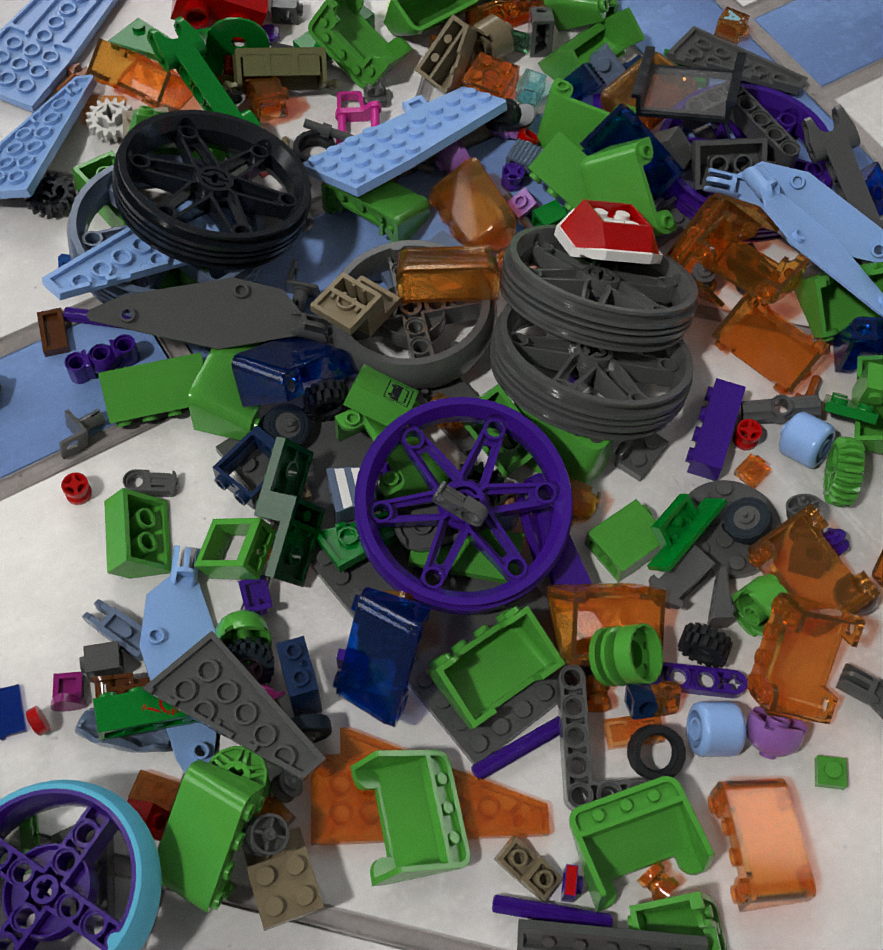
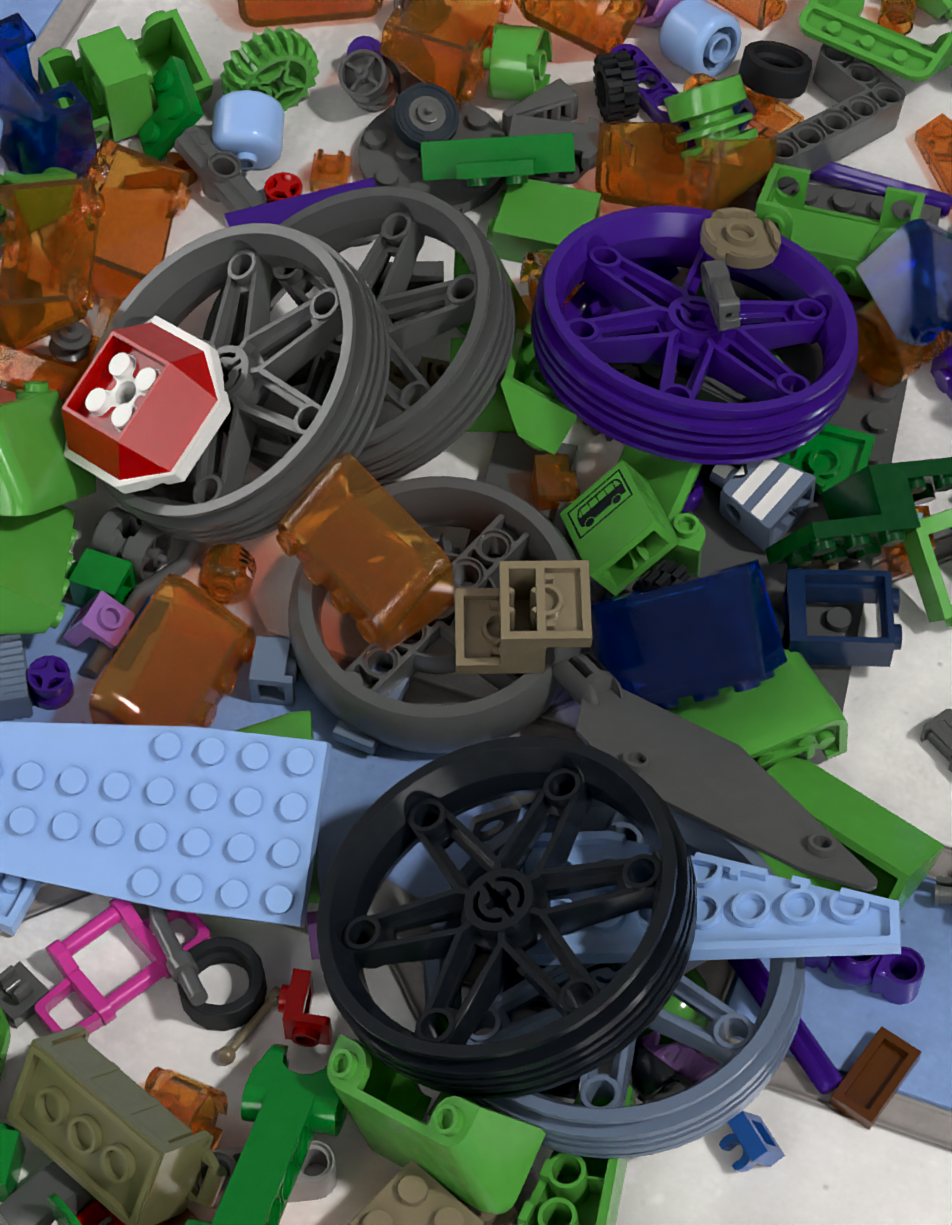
camera: 125 degrees left, 5 degrees down
(502, 566) = (740, 238): none -> dark tan tile

